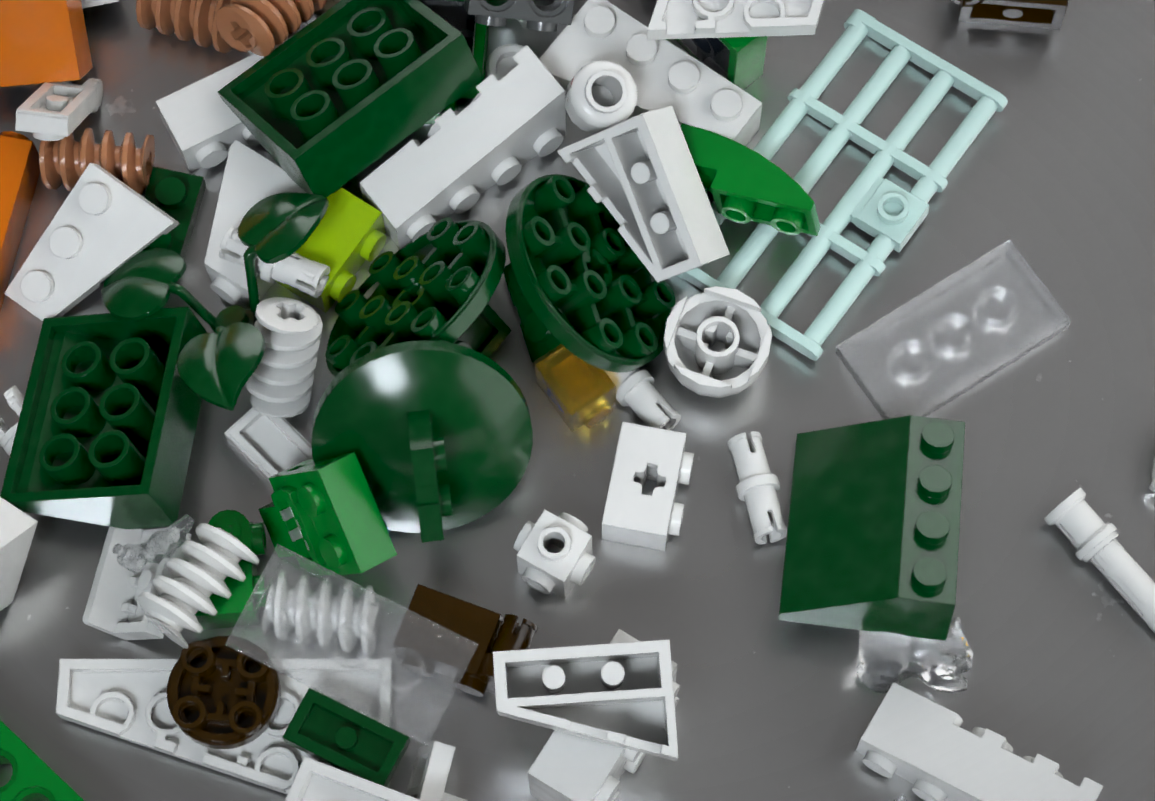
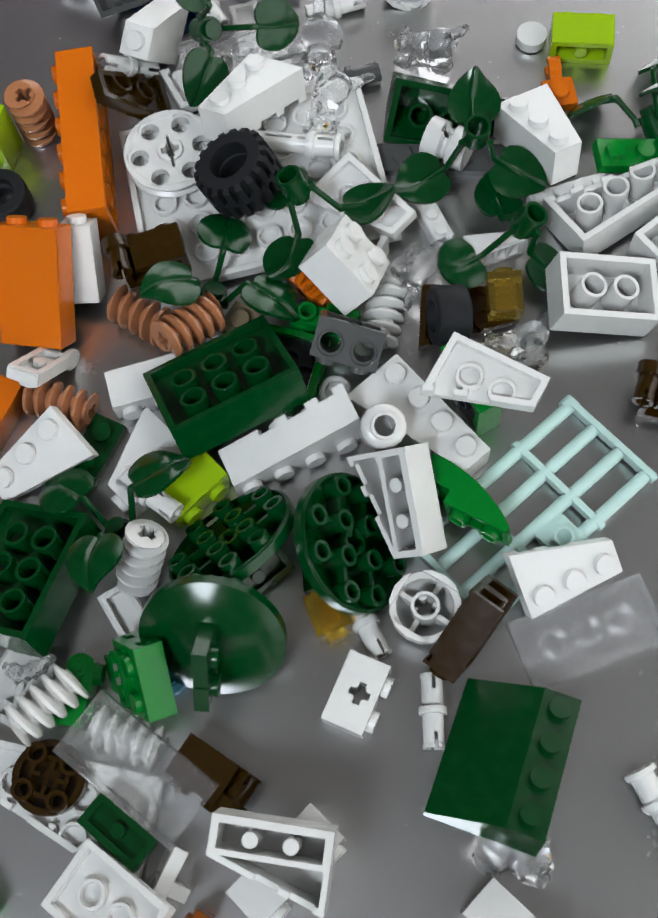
camera: 20 degrees right, 0 degrees up
(560, 570) = (293, 742): white brick -> none
(789, 355) = (470, 629): none -> dark brown window
(896, 259) = (559, 573): none -> white wing

